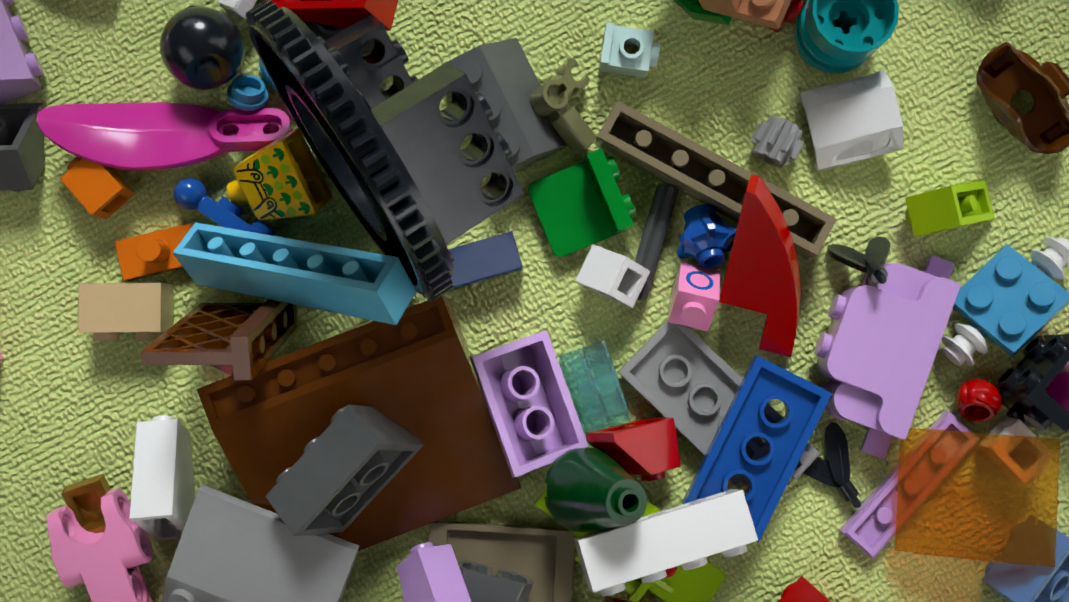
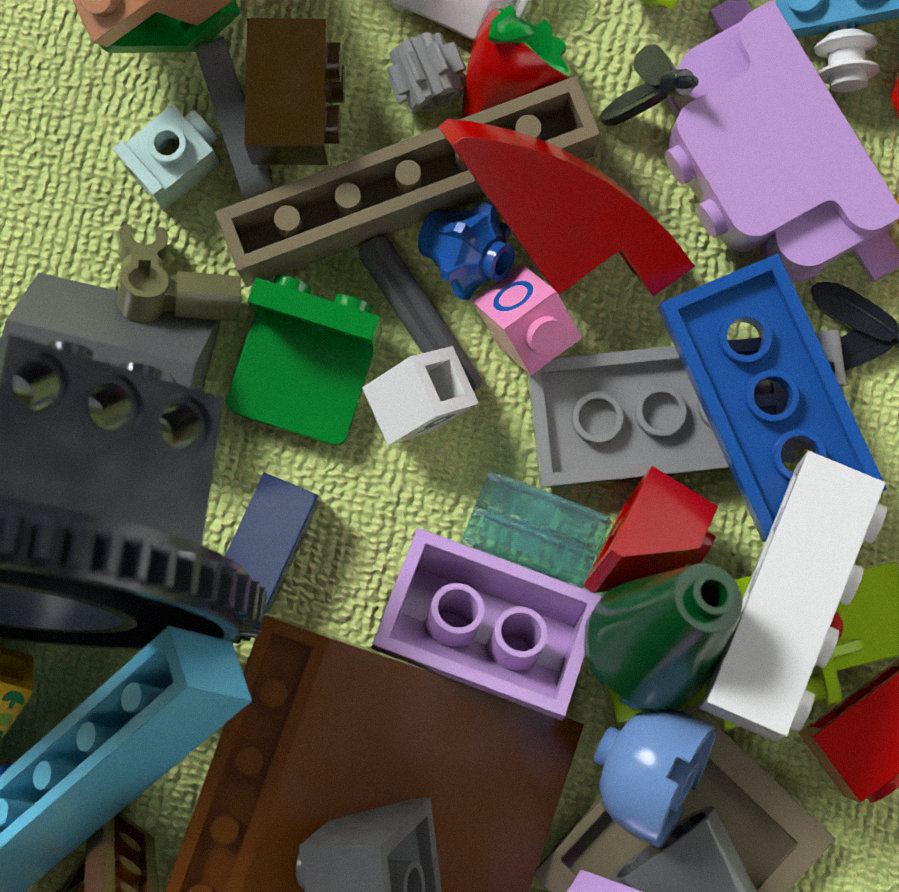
camera: 55 degrees left, 5 degrees down
(525, 540) = (652, 770): none -> medium blue cylinder
(672, 67) = (230, 112): none -> dark grey beam
(707, 85) = (292, 91): none -> dark brown brick
(818, 180) = (511, 61): none -> red hat

